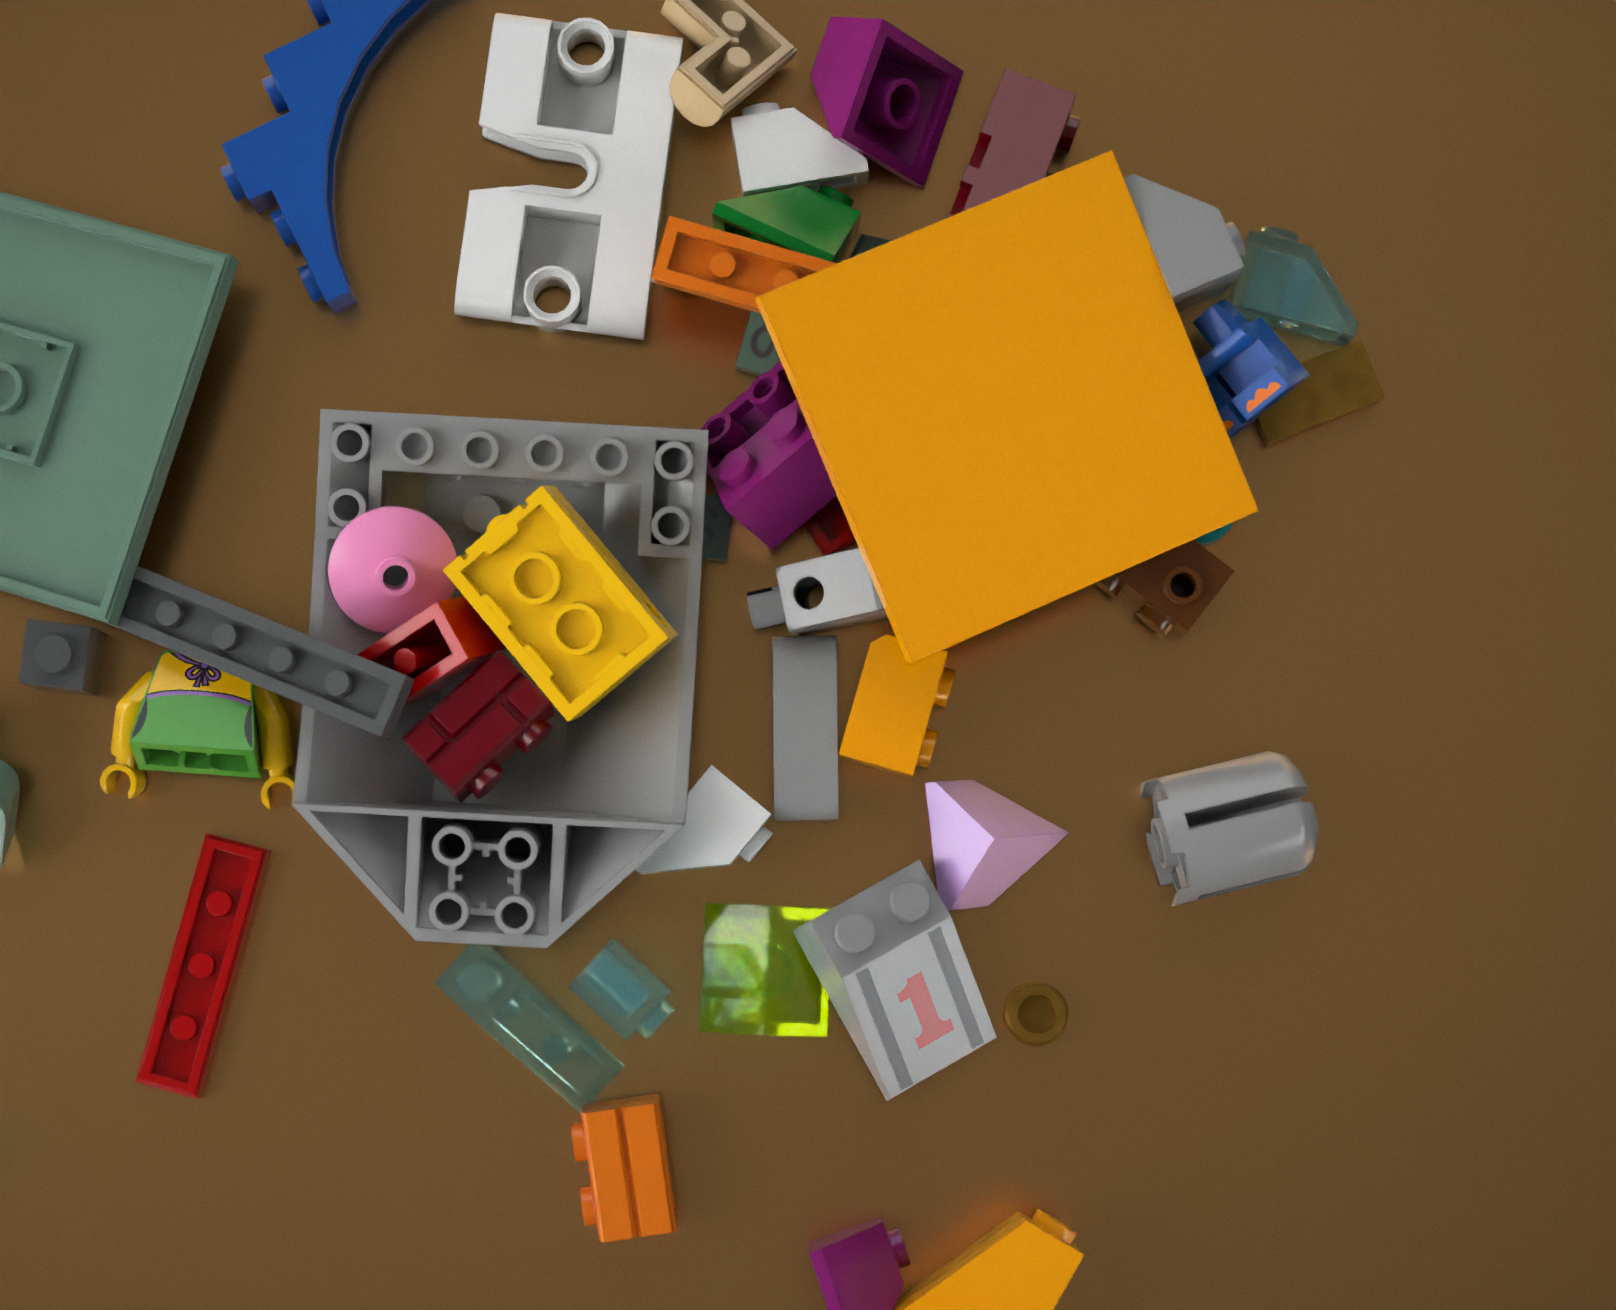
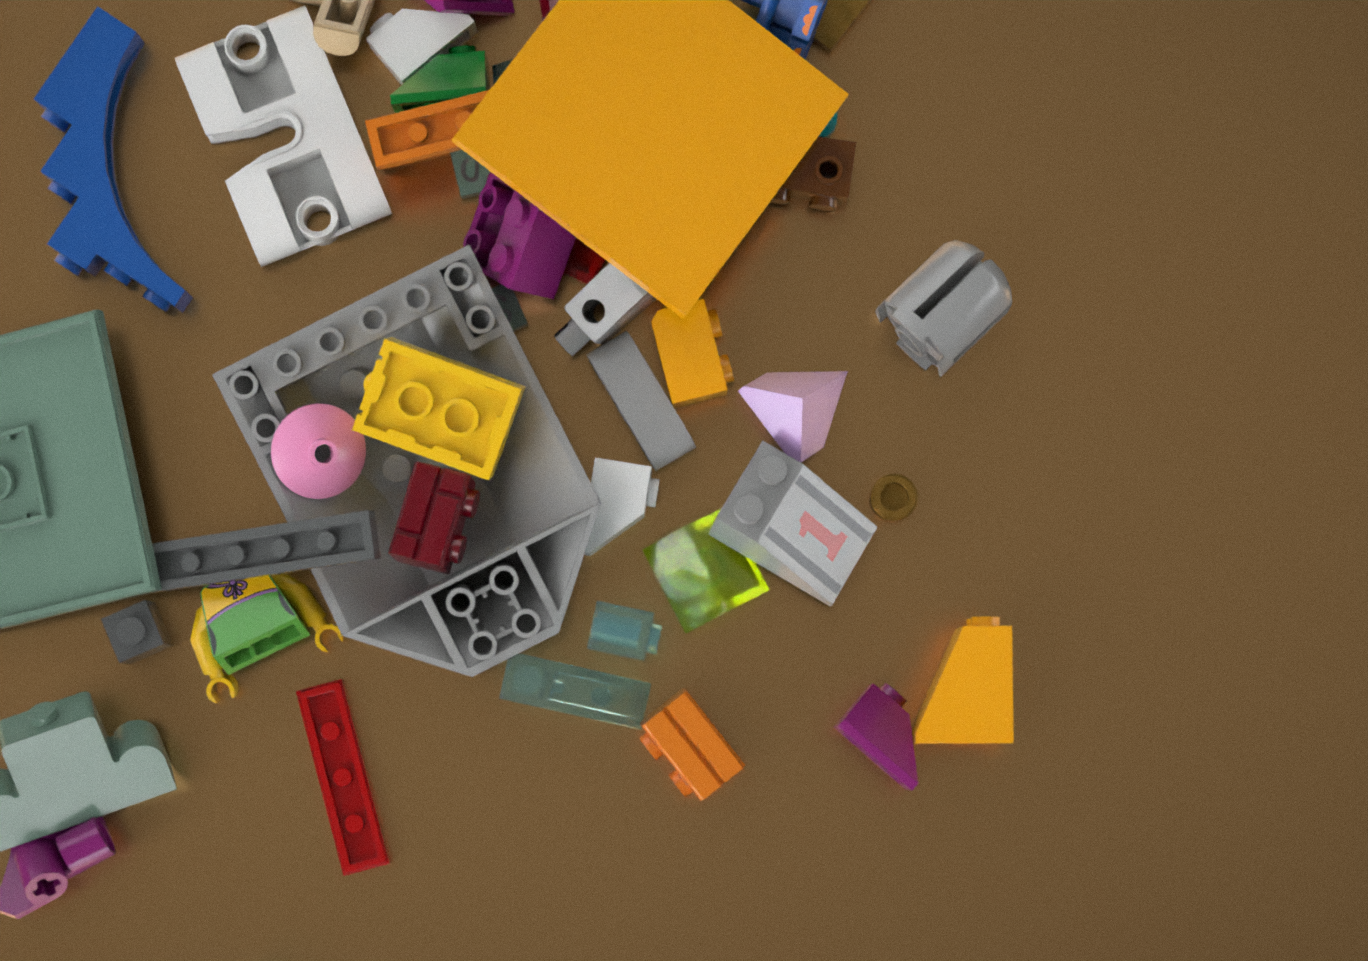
camera: 25 degrees left, 0 degrees up
(436, 646) = (376, 481): red slope -> none

